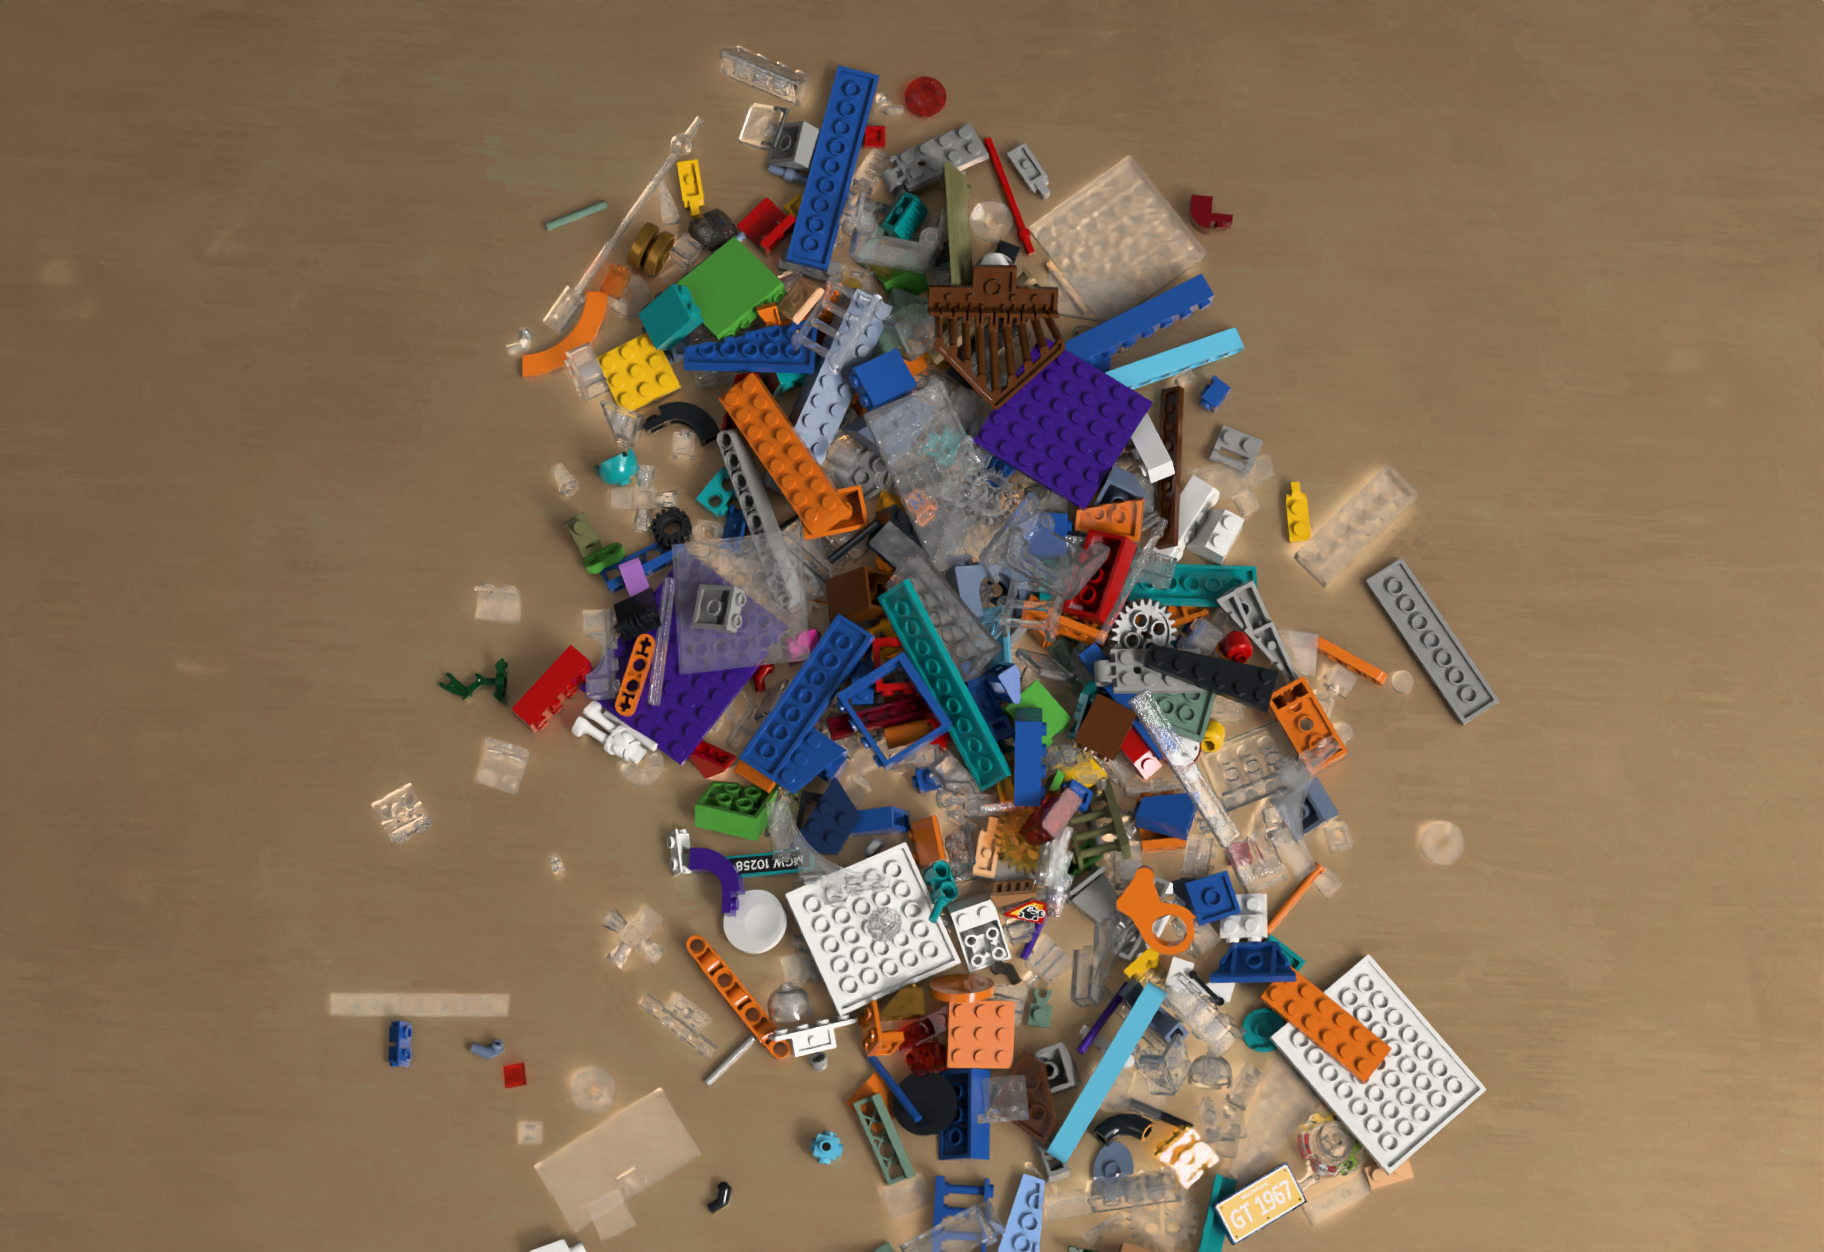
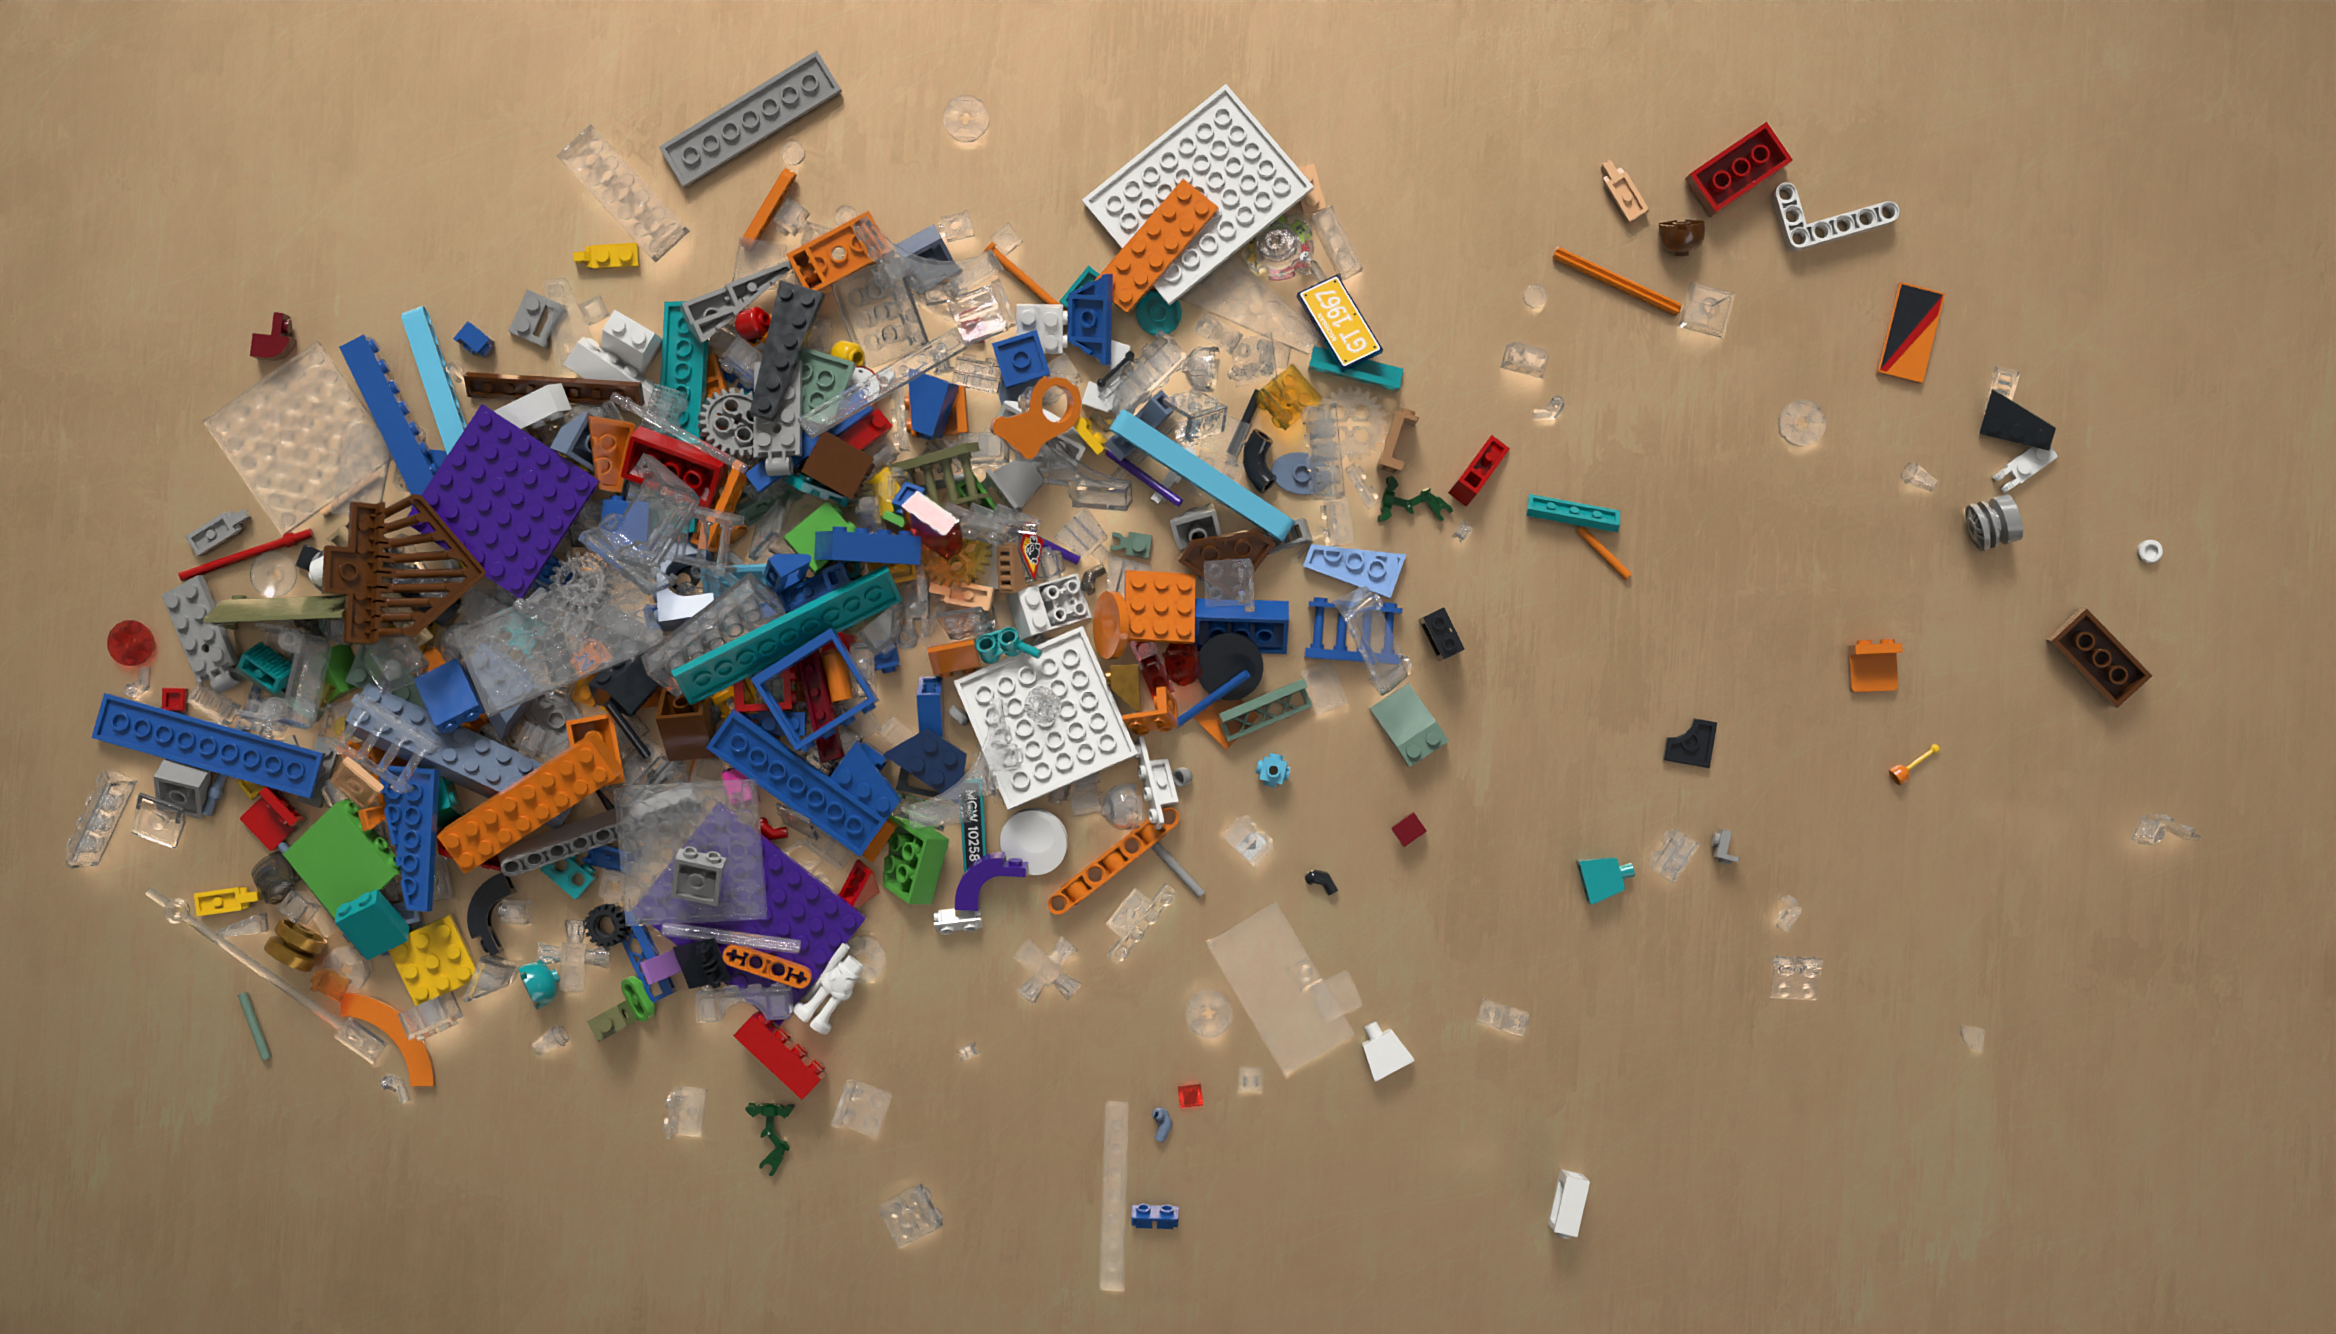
camera: 85 degrees left, 10 degrees up
(759, 1125) = (1248, 841): none -> clear brick

